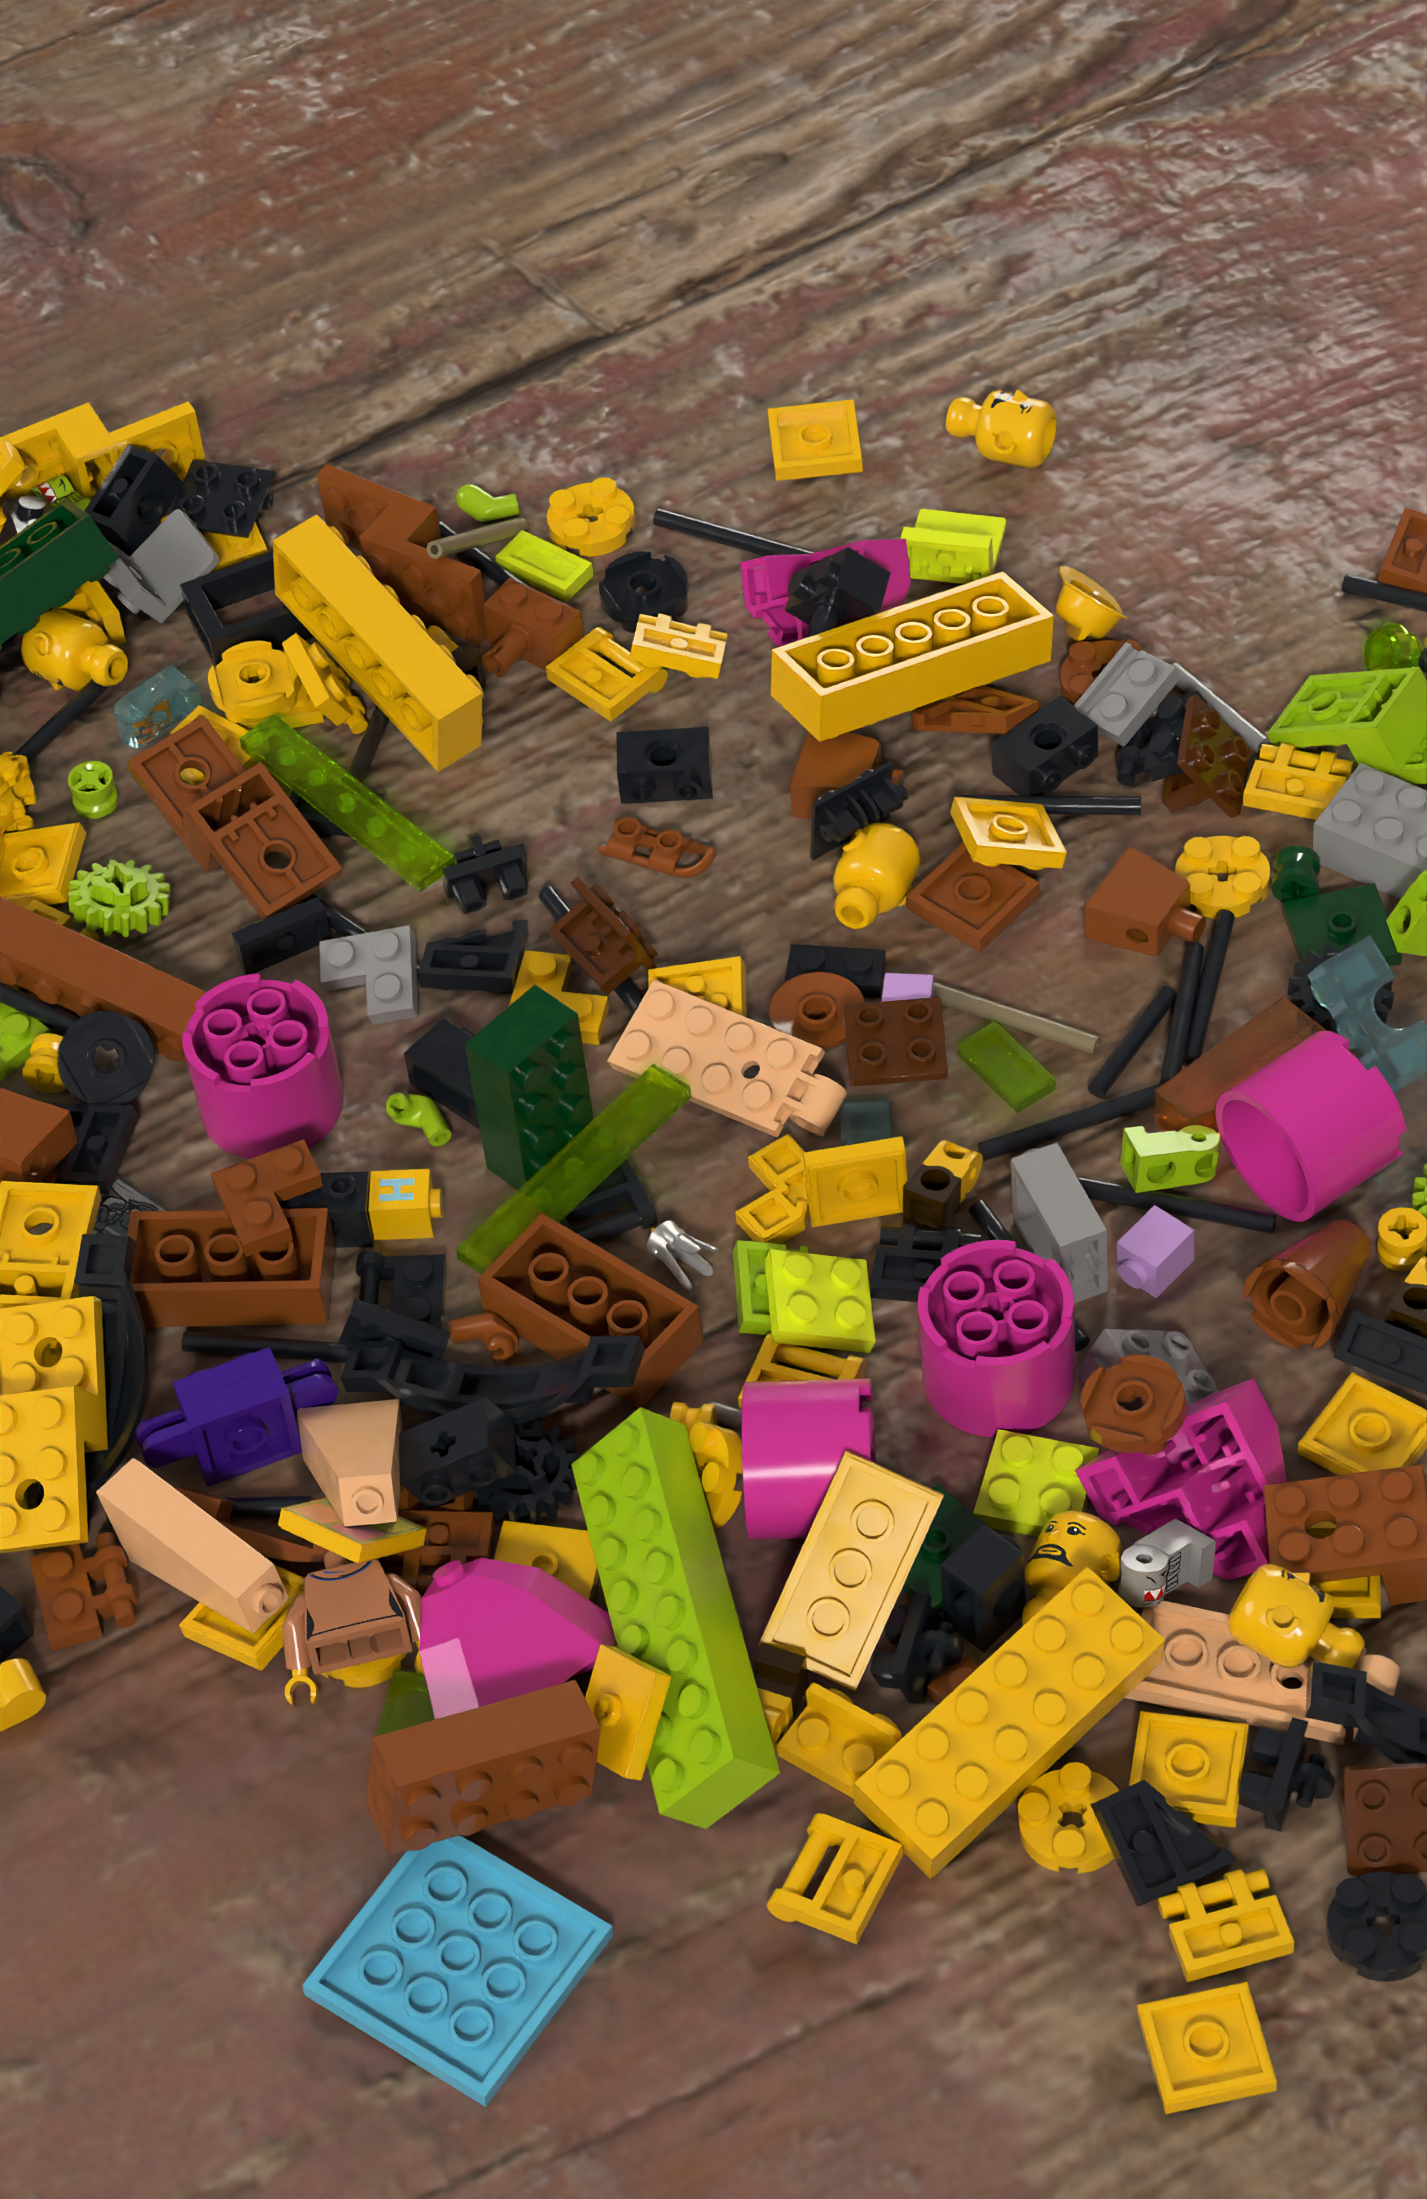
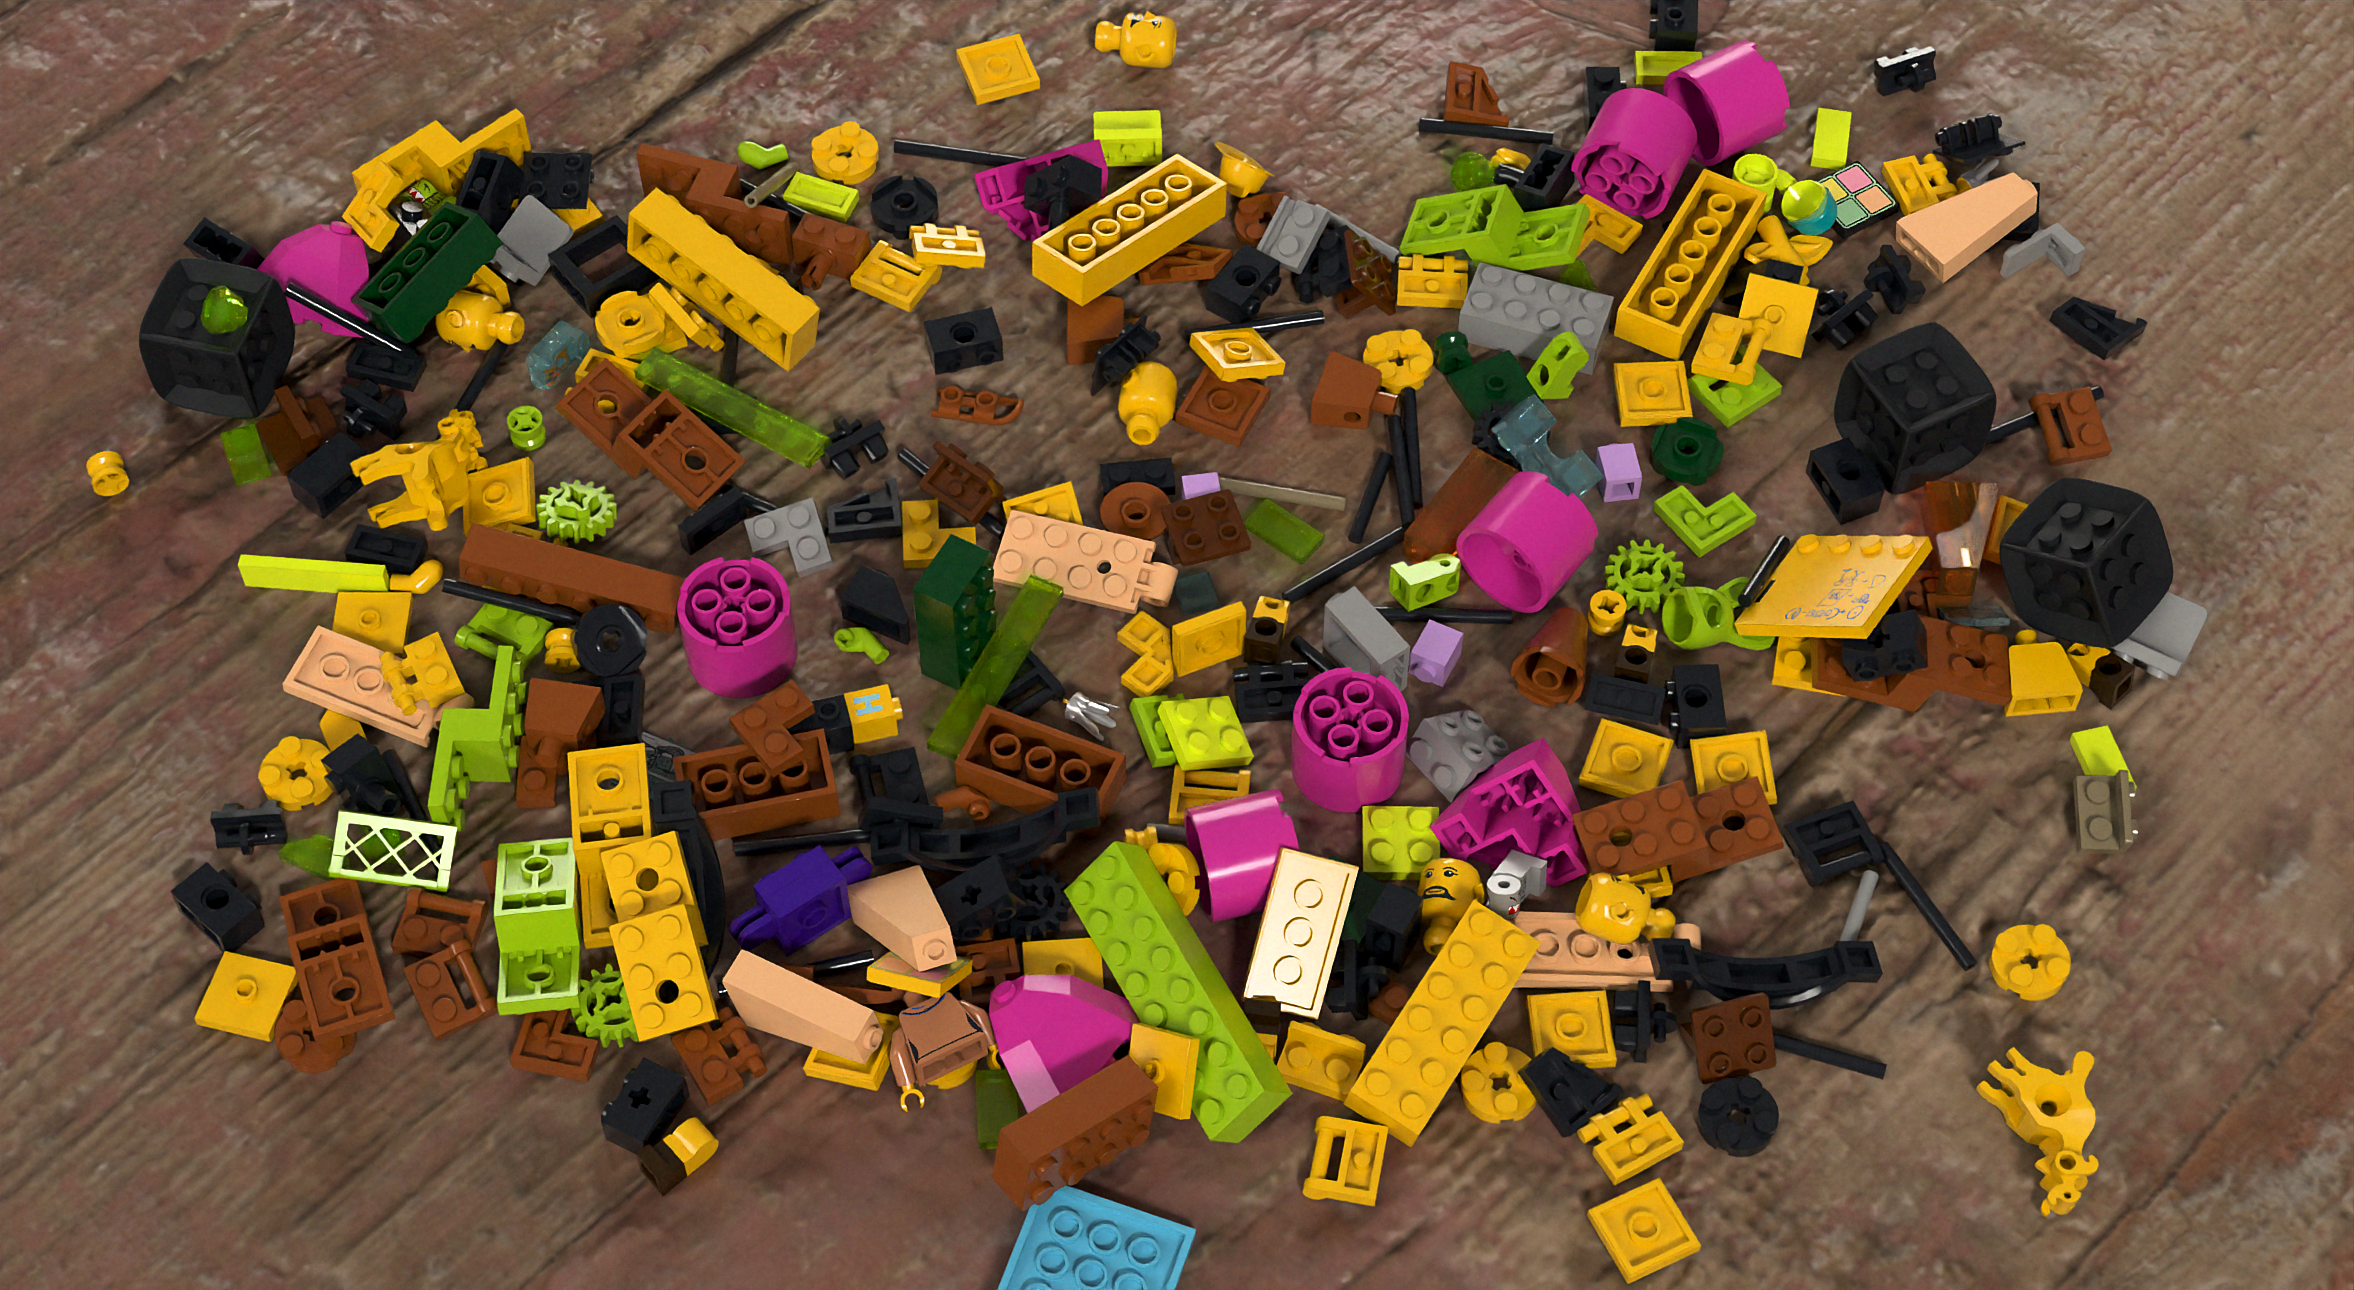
camera: 20 degrees left, 5 degrees up
(1137, 1430) = (1467, 792): dark orange plate -> none

